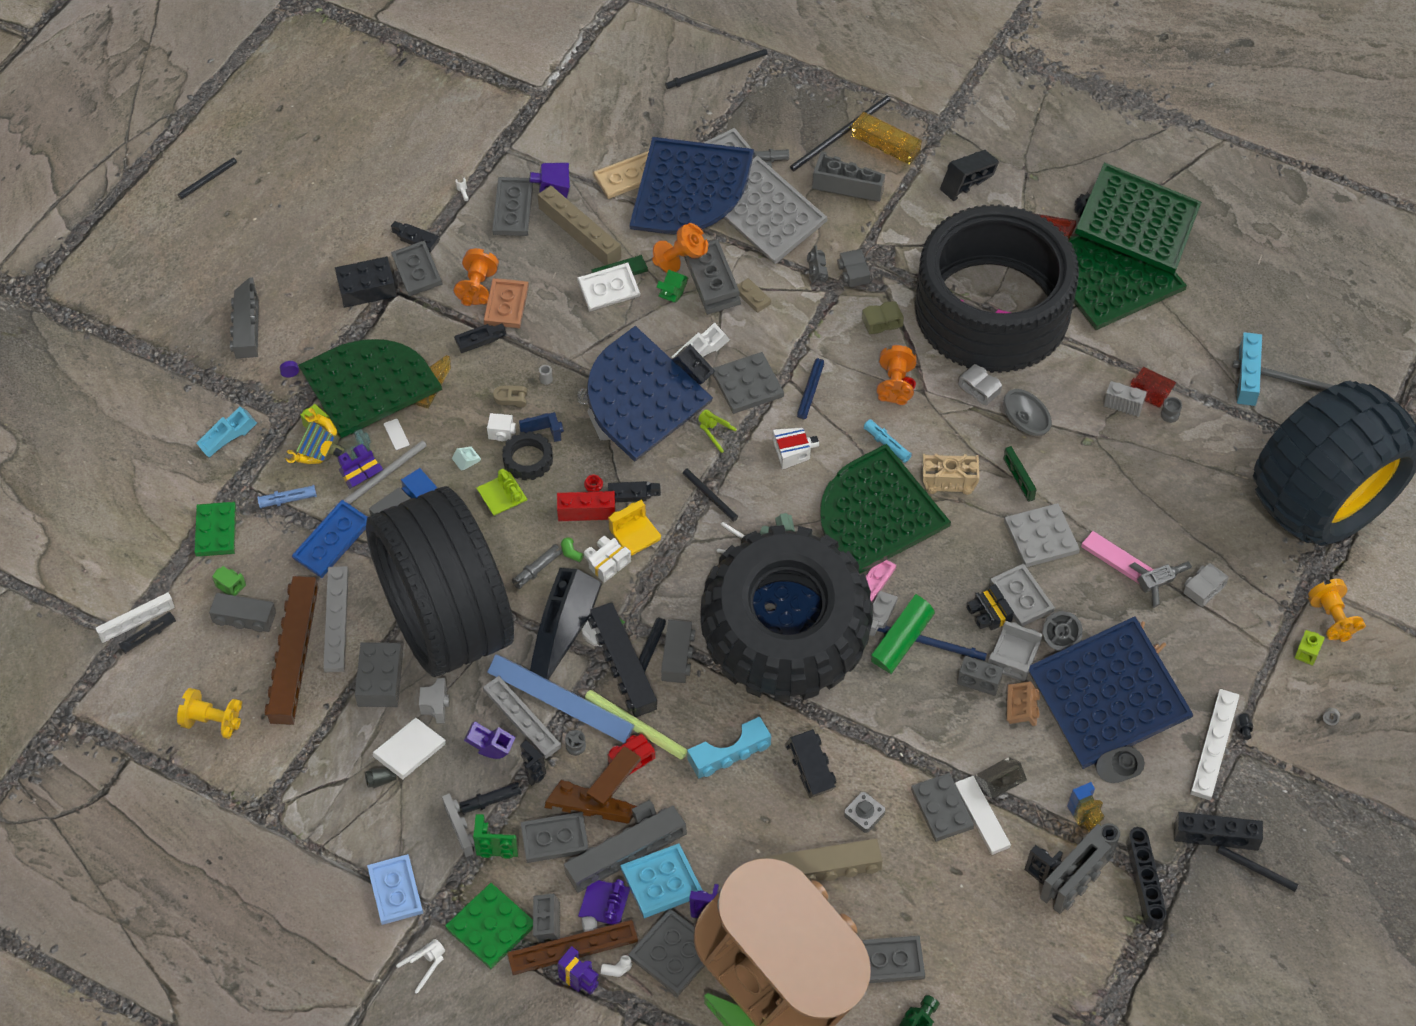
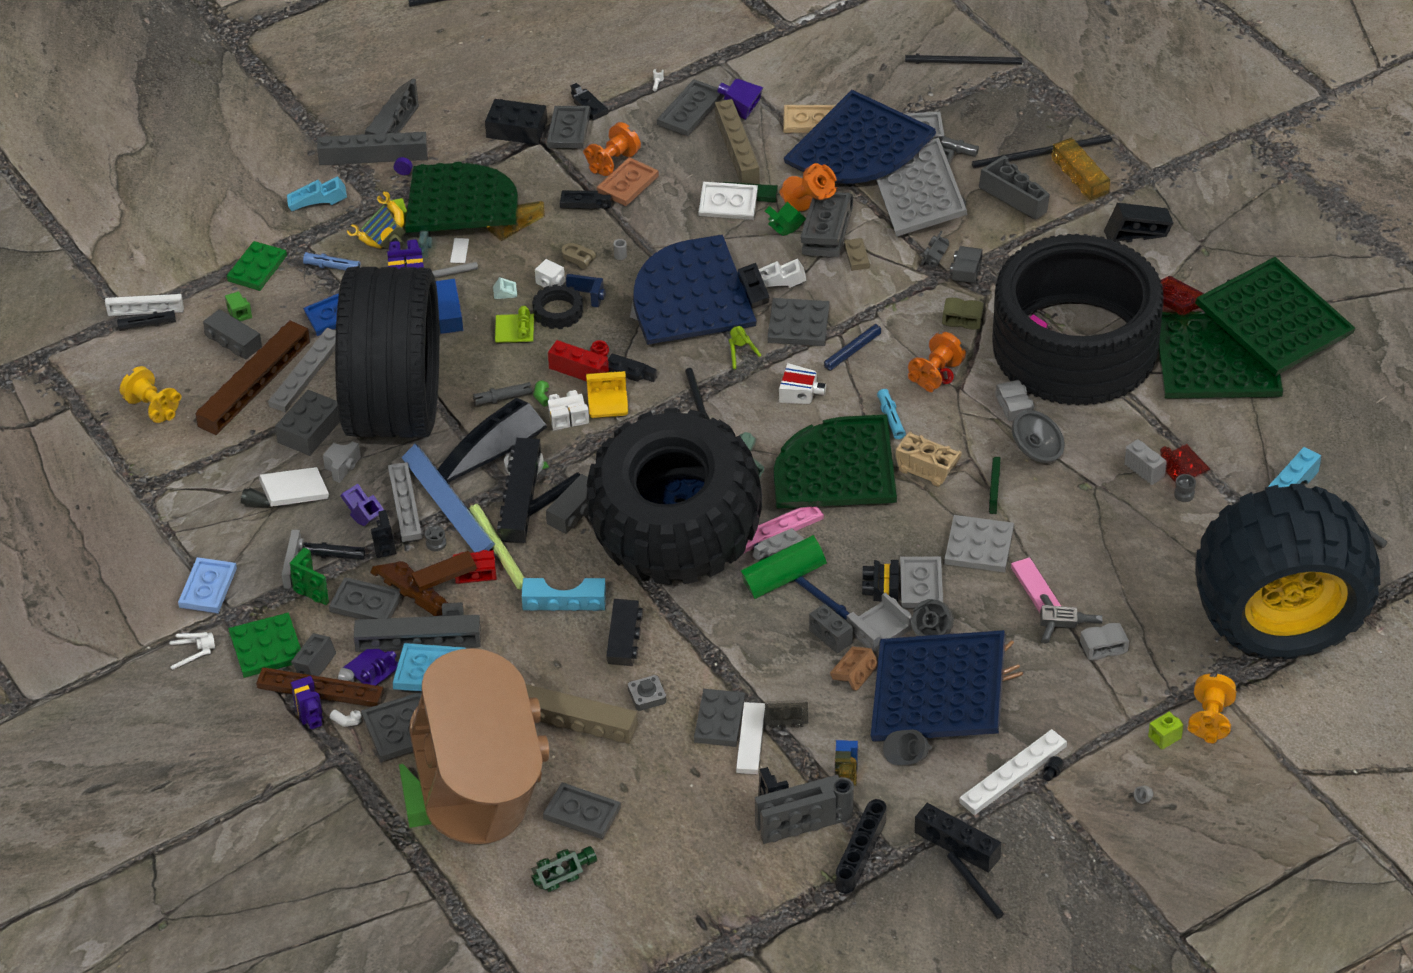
camera: 30 degrees right, 10 degrees down
(248, 362) = (371, 148): none -> dark grey brick

